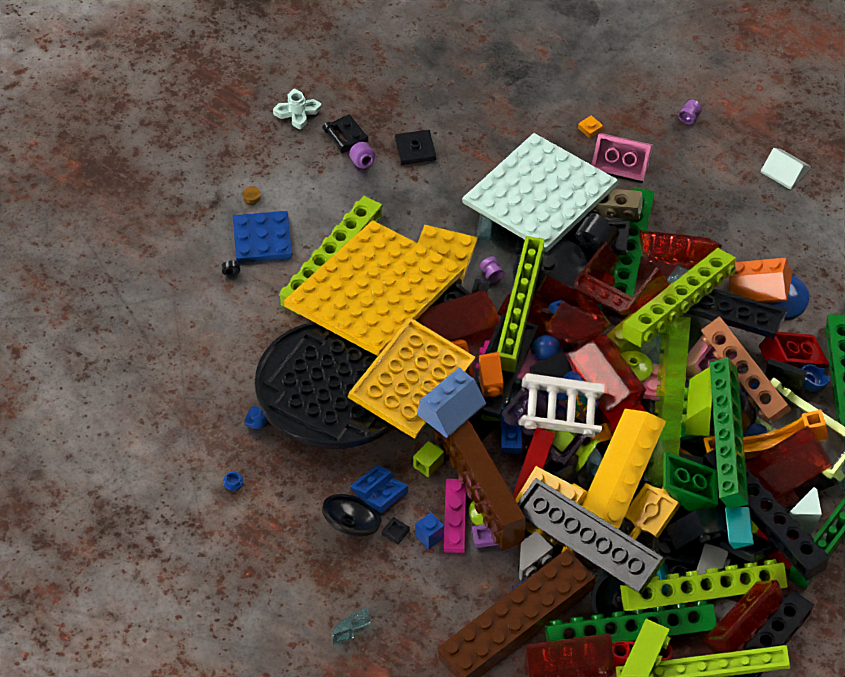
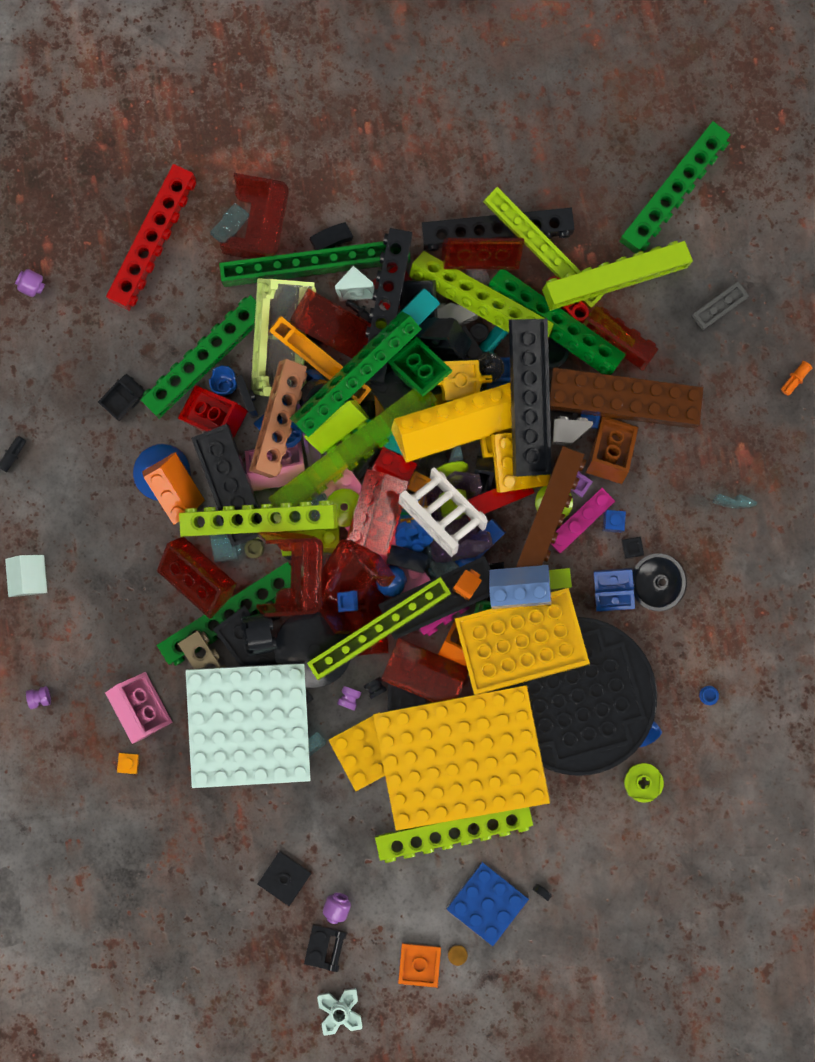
camera: 135 degrees left, 30 degrees up
(226, 397) = (651, 790): none -> lime plate
(271, 169) = (419, 965): none -> orange plate
(483, 577) = (612, 450): none -> dark orange slope

